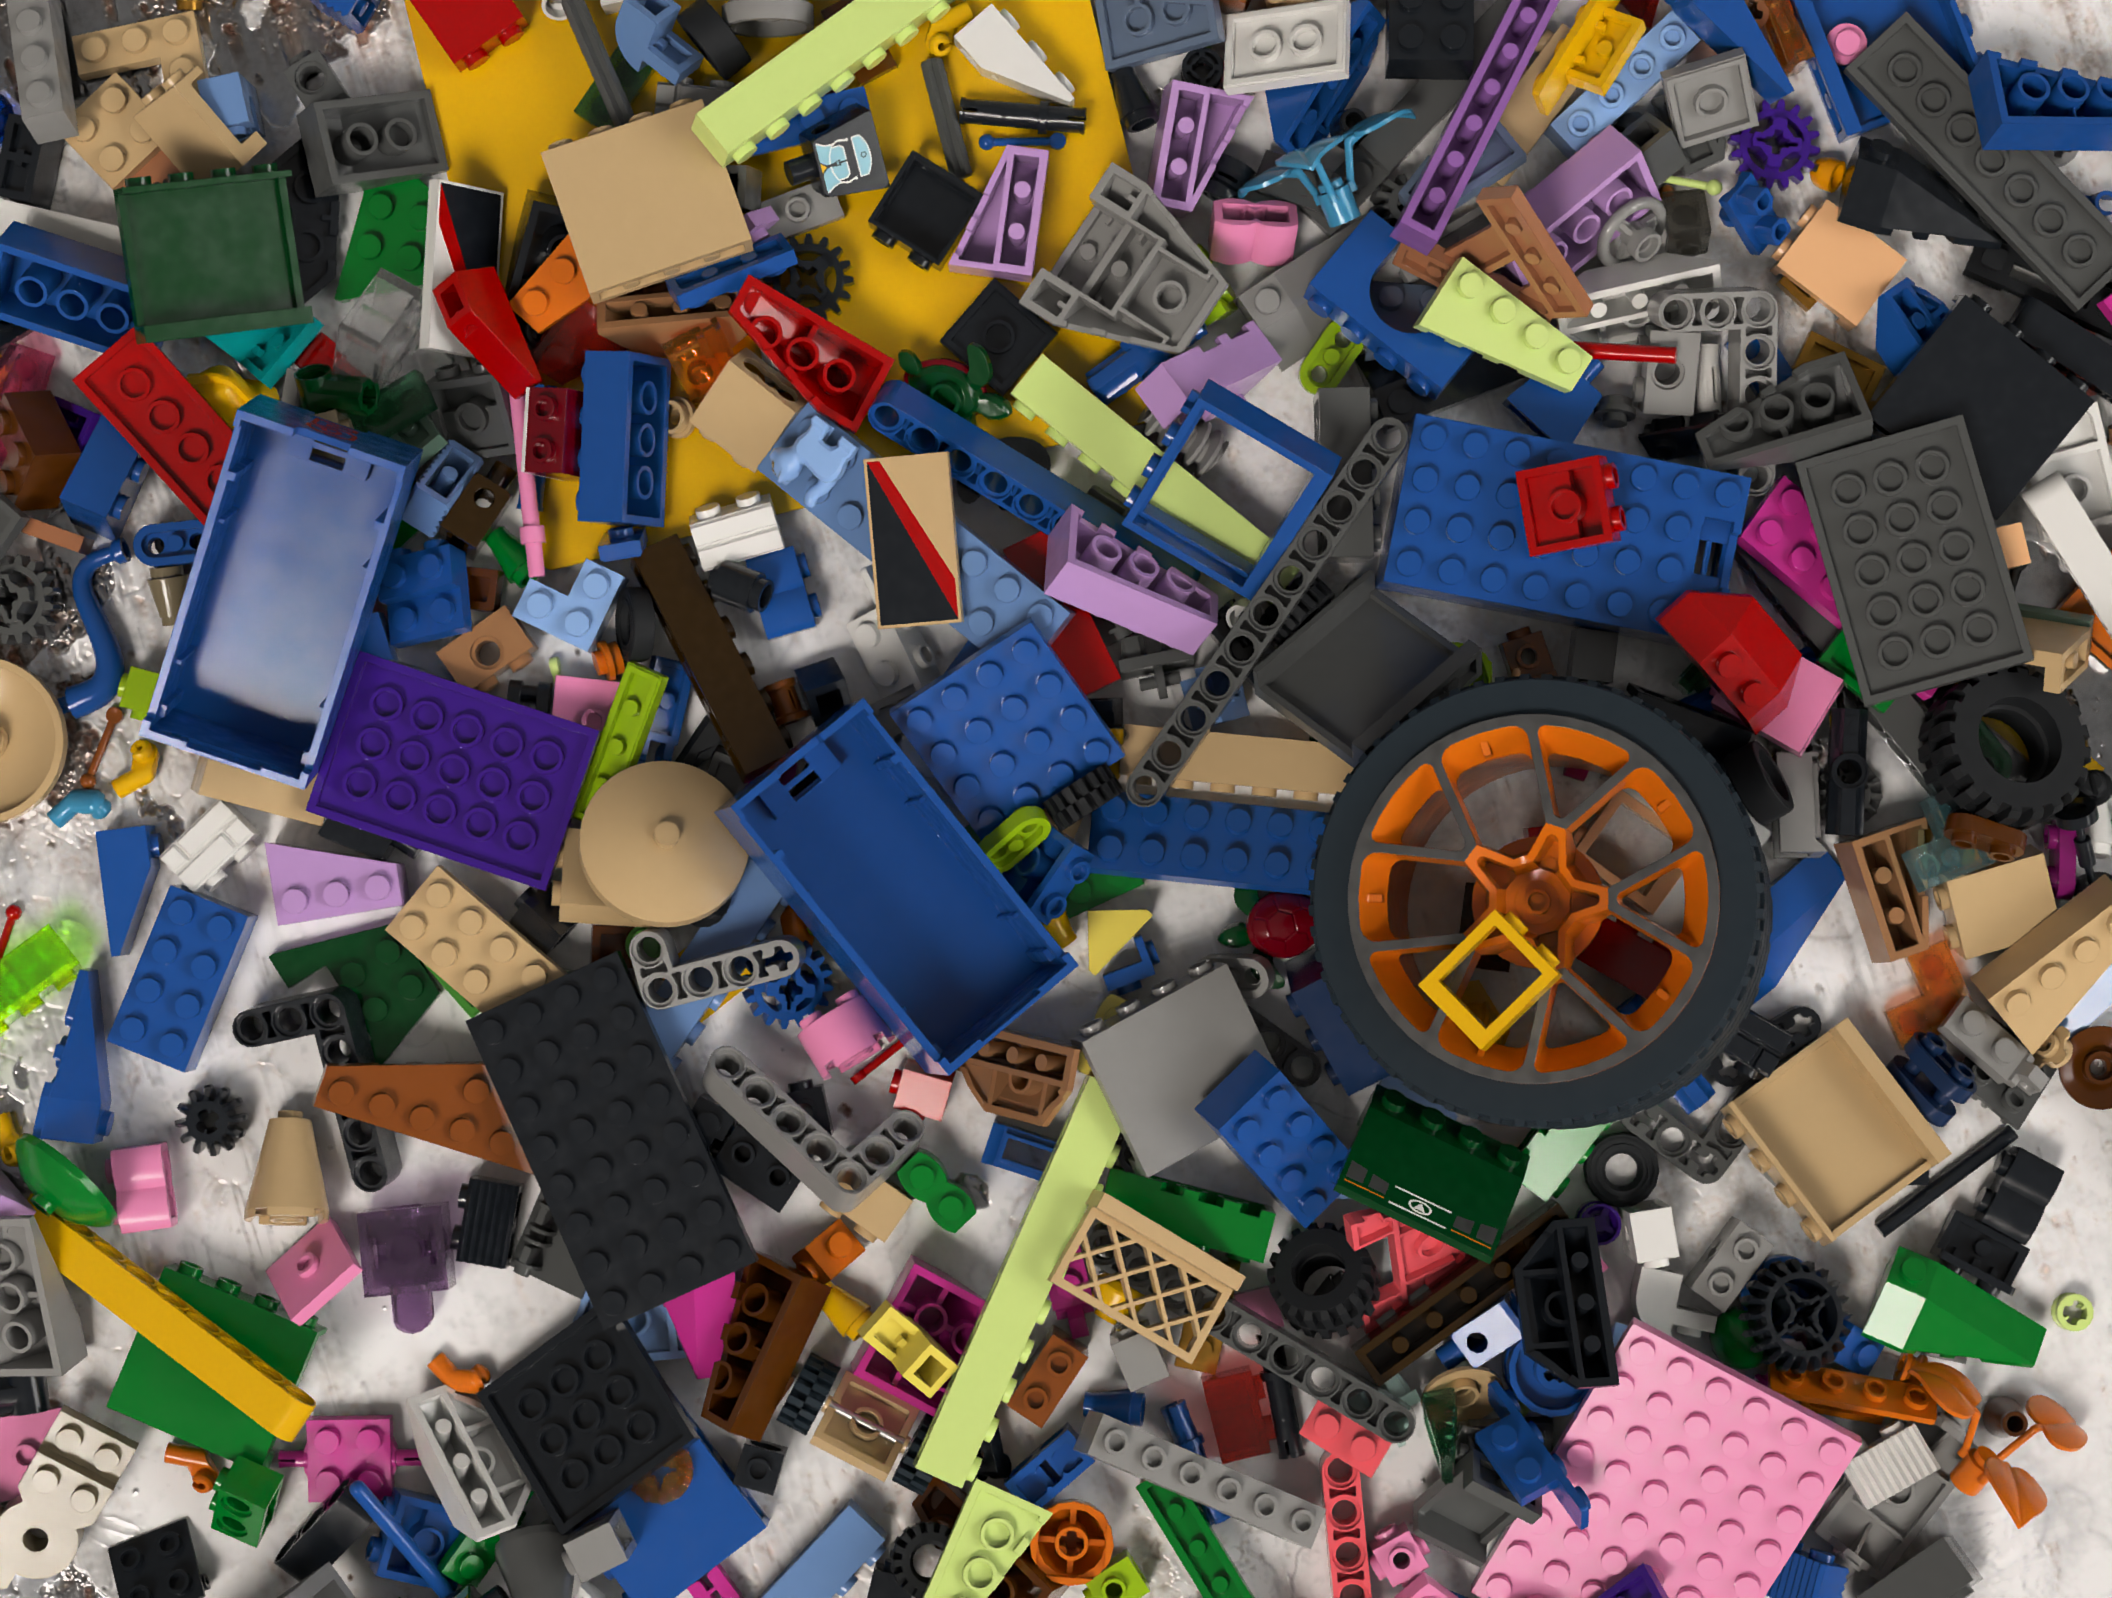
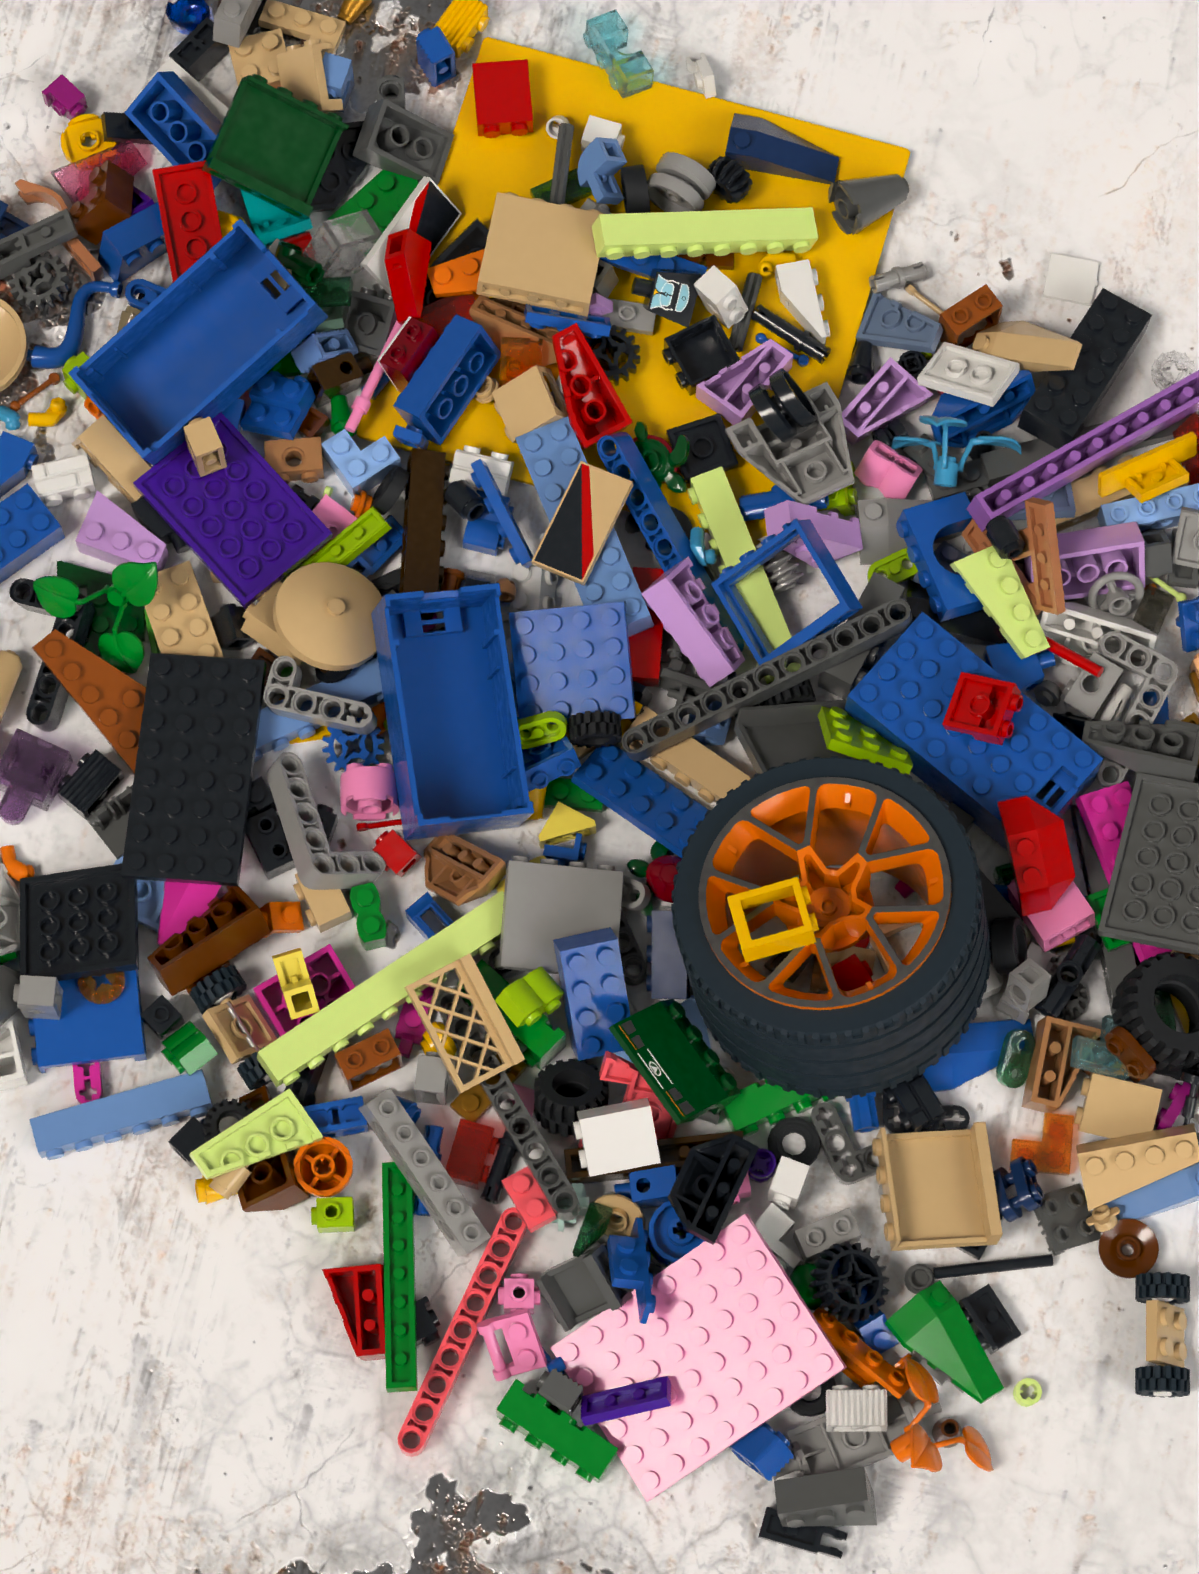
camera: 25 degrees right, 15 degrees down
(369, 718) = (204, 446): none -> tan brick
(380, 958) = (131, 583): none -> green plant
(813, 451) = (555, 444): light blue animal -> none
(815, 590) = (496, 503): none -> blue plate
(817, 1490) = (188, 1049): none -> green brick
(846, 1311) = (265, 950): yellow cone -> none
(858, 671) = (508, 590): none -> medium nougat hinge
(911, 124) = (721, 297): none -> white brick
(1070, 477) = (697, 546): none -> dark azure arm
(1079, 234) = (783, 405): none -> black wheel
(1208, 1198) = (530, 997): none -> lime brick
(1417, 1311) = (617, 1137): none -> white brick
(1428, 628) = (858, 741): none -> lime plate
(1467, 254) = (1005, 537): none -> black brick
(1812, 822) = (1028, 984): none -> light grey brick
(1836, 913) = (1014, 1058): none -> clear green plate
(1866, 1249) = (918, 1278): none -> dark grey plate
(1992, 1047) = (1065, 1193): light grey hinge -> none
(2017, 1194) = (1034, 1296): black brick -> none

